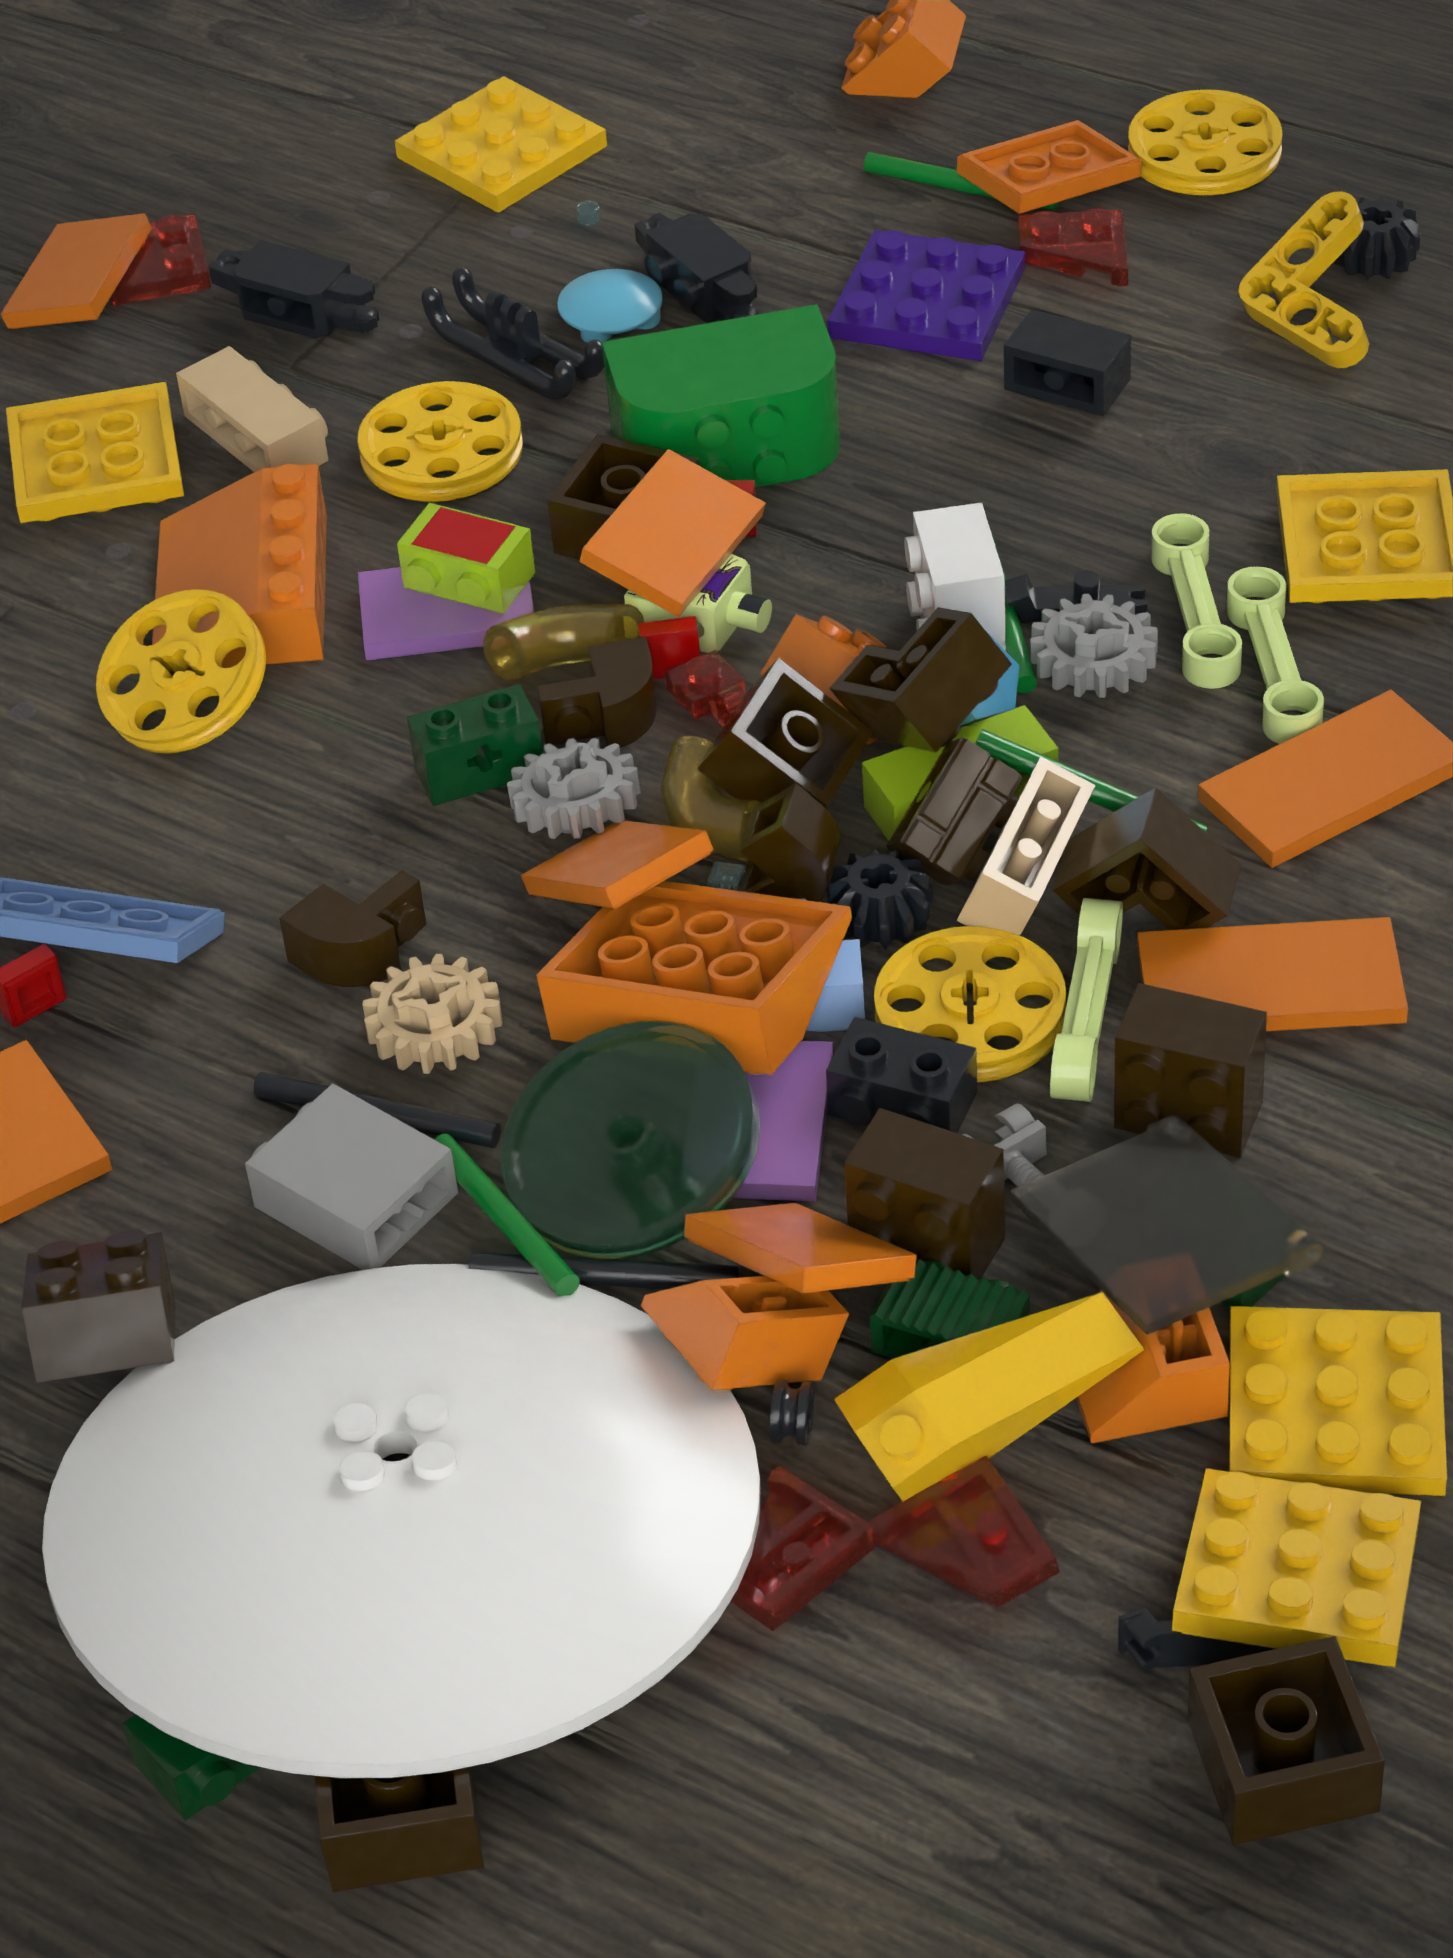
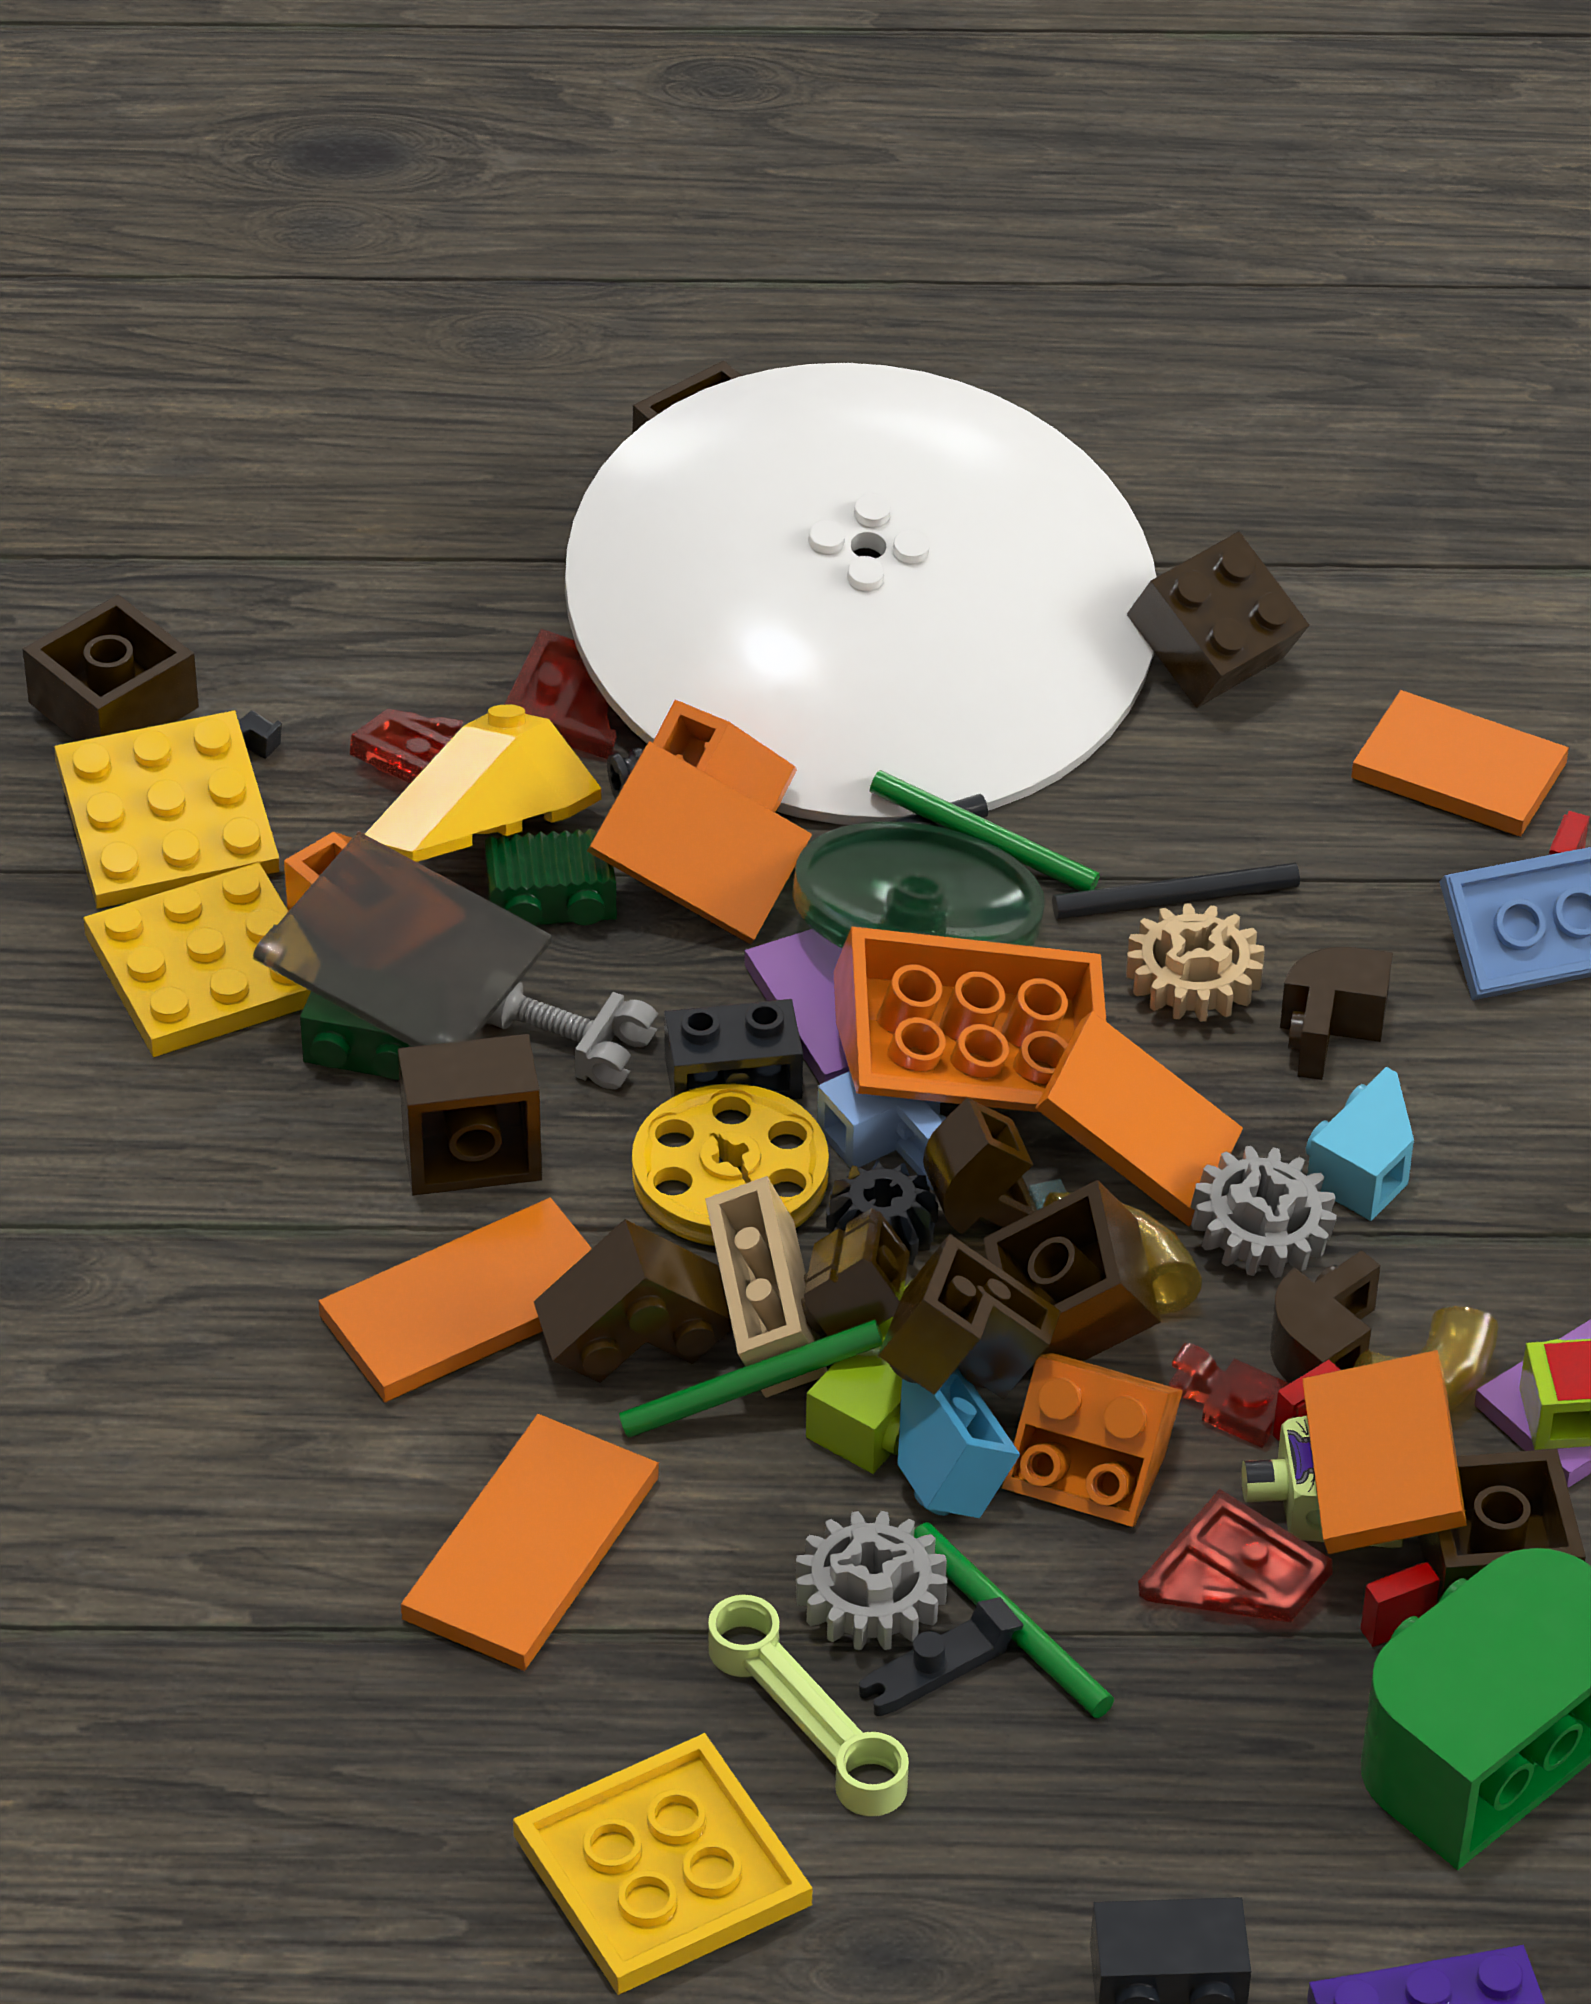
camera: 145 degrees right, 0 degrees up
(352, 1178) = (1136, 809): light grey brick -> none
(441, 811) = (1365, 1147): none -> medium azure slope
(473, 743) = (1399, 1211): dark green brick -> none
(815, 577) = (1236, 1565): none -> clear red wing
(928, 1192) = (625, 923): dark brown brick -> none
(956, 567) = (1047, 1541): white brick -> none
(1077, 1045) = (594, 1136): yellowish green piece -> none
(1273, 652) = (677, 1662): yellowish green piece -> none

